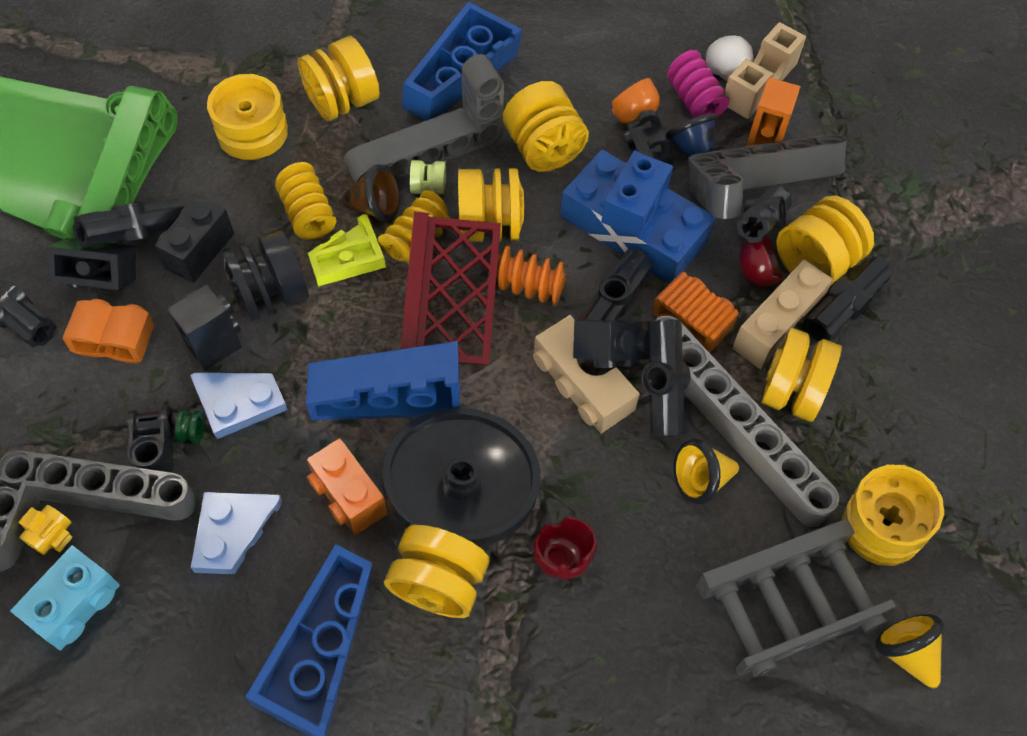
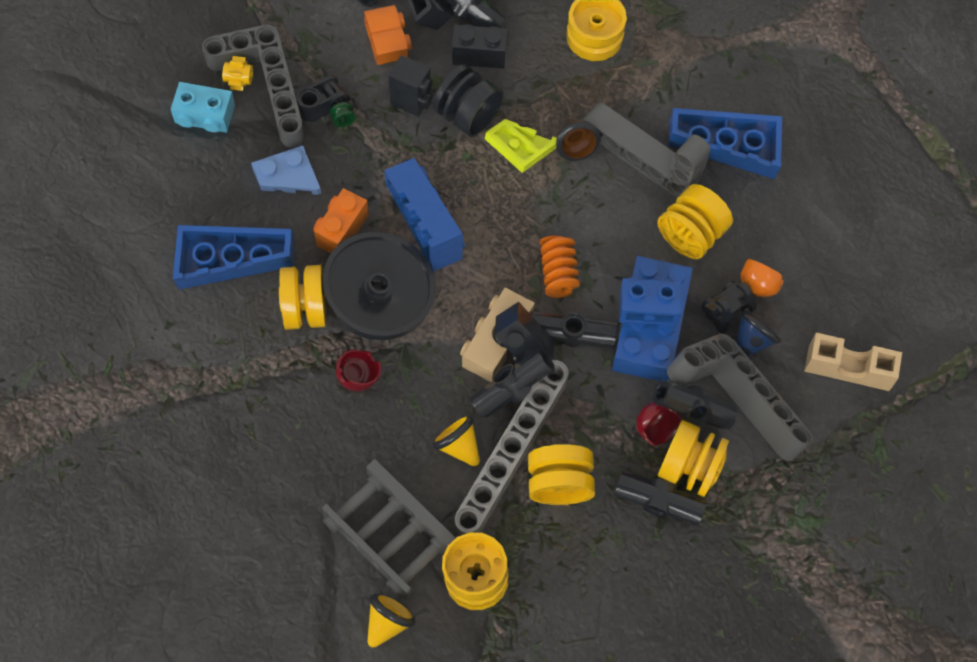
camera: 65 degrees right, 5 degrees up
(237, 399) = (376, 133): wing -> none
(305, 201) = (545, 96): yellow piece -> none
(338, 78) = (658, 64): yellow wheel -> none
(397, 237) = (560, 177): yellow piece -> none
(420, 276) = (510, 194): dark red fence -> none
(435, 177) = (612, 166): yellowish green wheel -> none
(491, 201) = (600, 212): yellow wheel -> none
(697, 85) = (807, 318): dark pink piece -> none
(701, 311) = (587, 391): orange brick -> none
(727, 54) = (860, 333): white hair -> none
(773, 112) = (801, 381): orange brick -> none
(783, 309) = (625, 450): tan arch -> none

